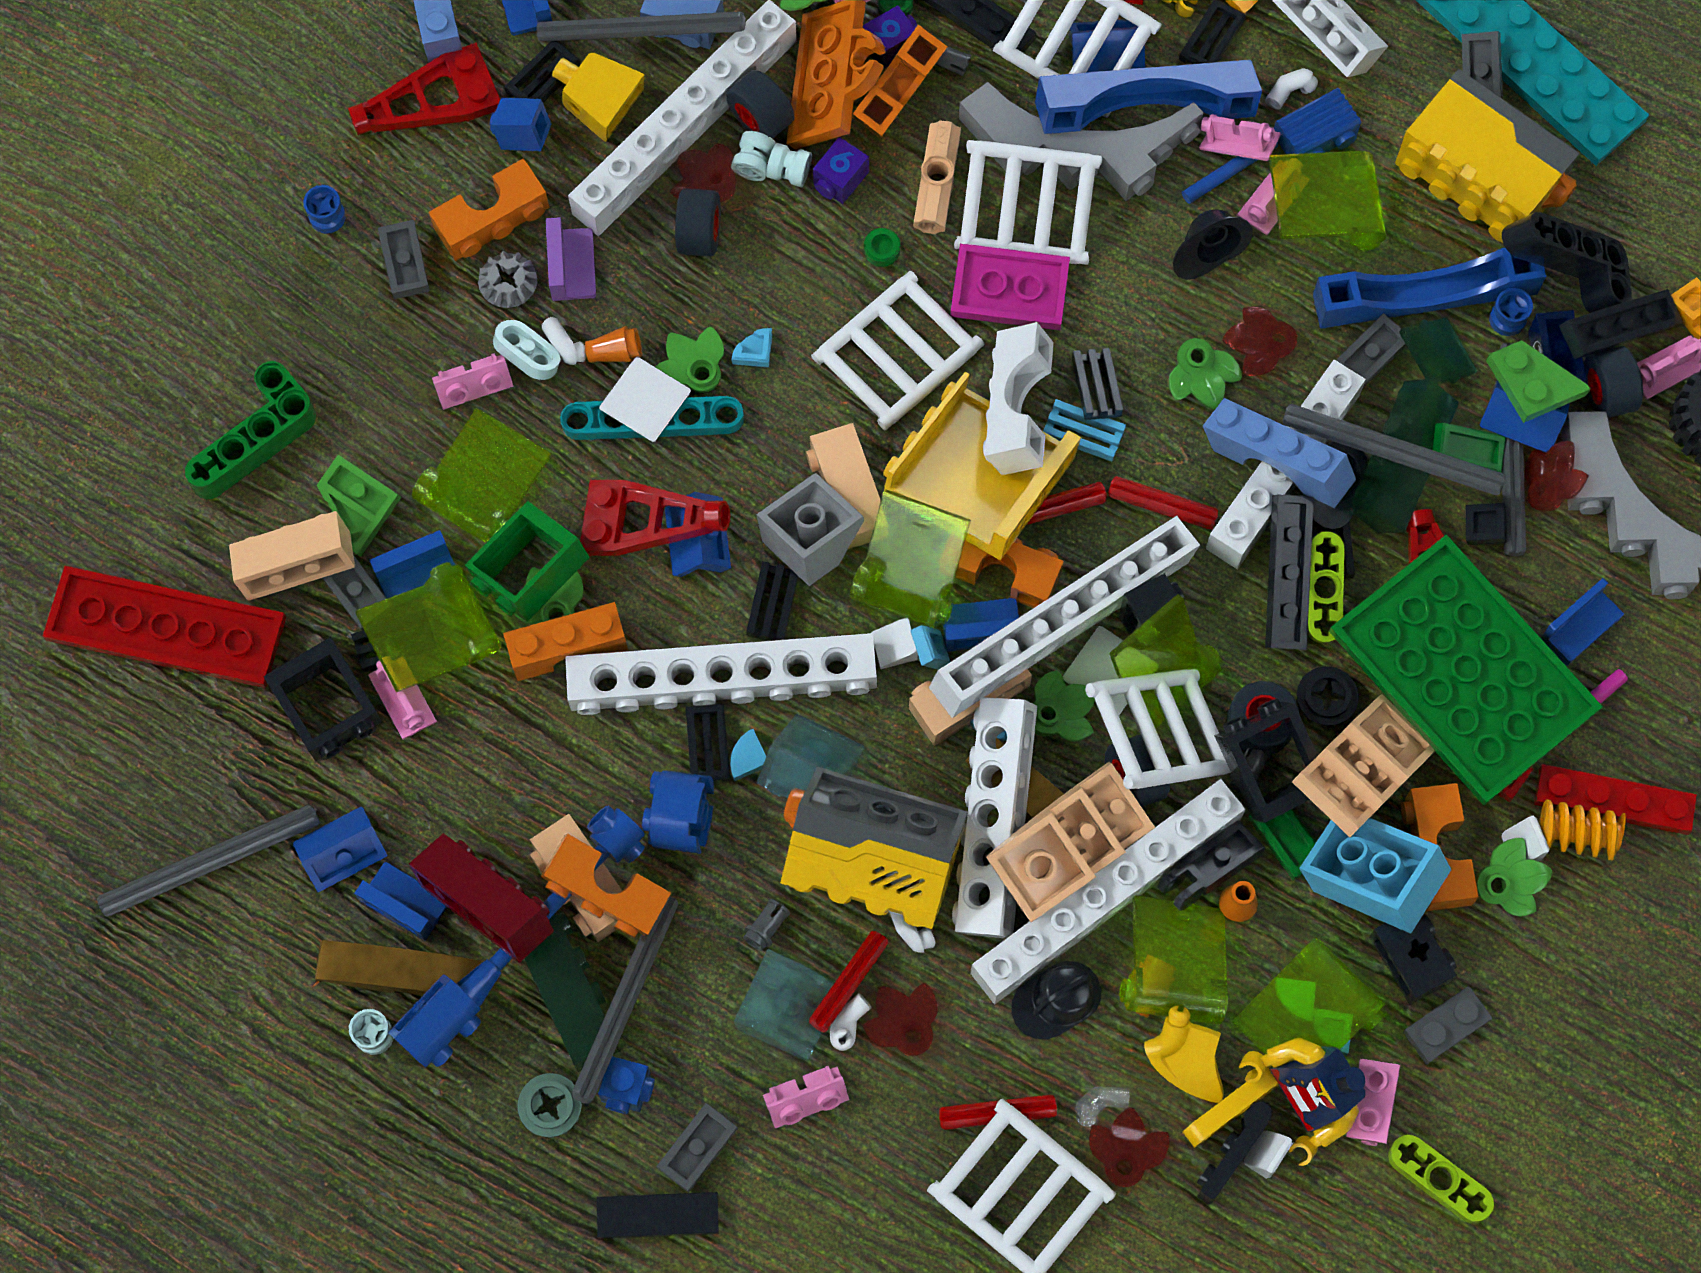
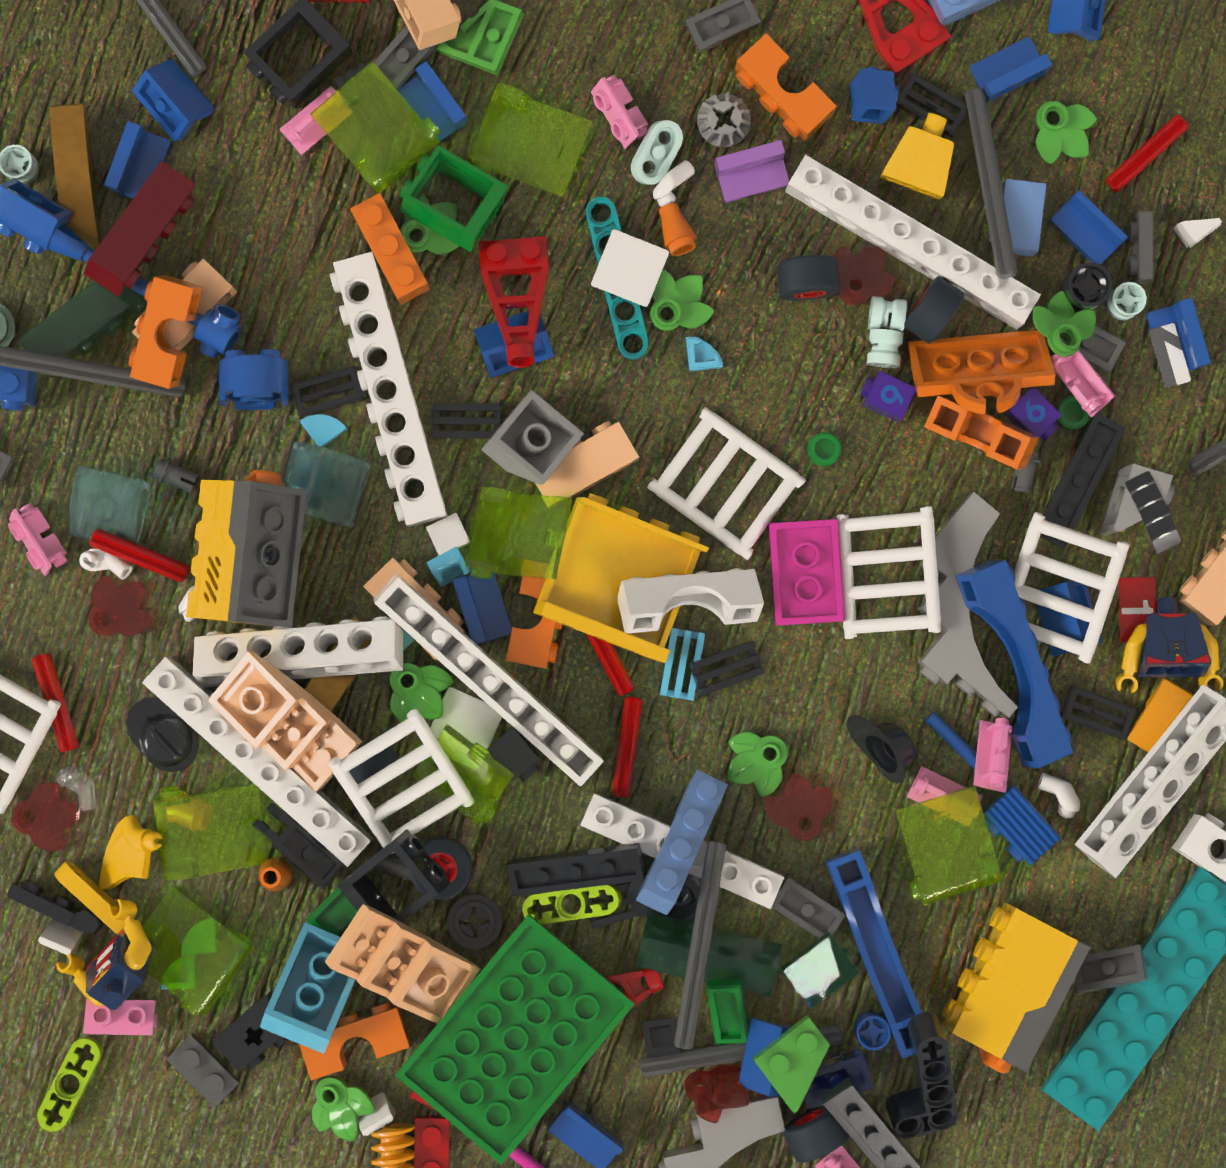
camera: 70 degrees right, 15 degrees up
(935, 195) = (921, 485): light nougat piece -> none

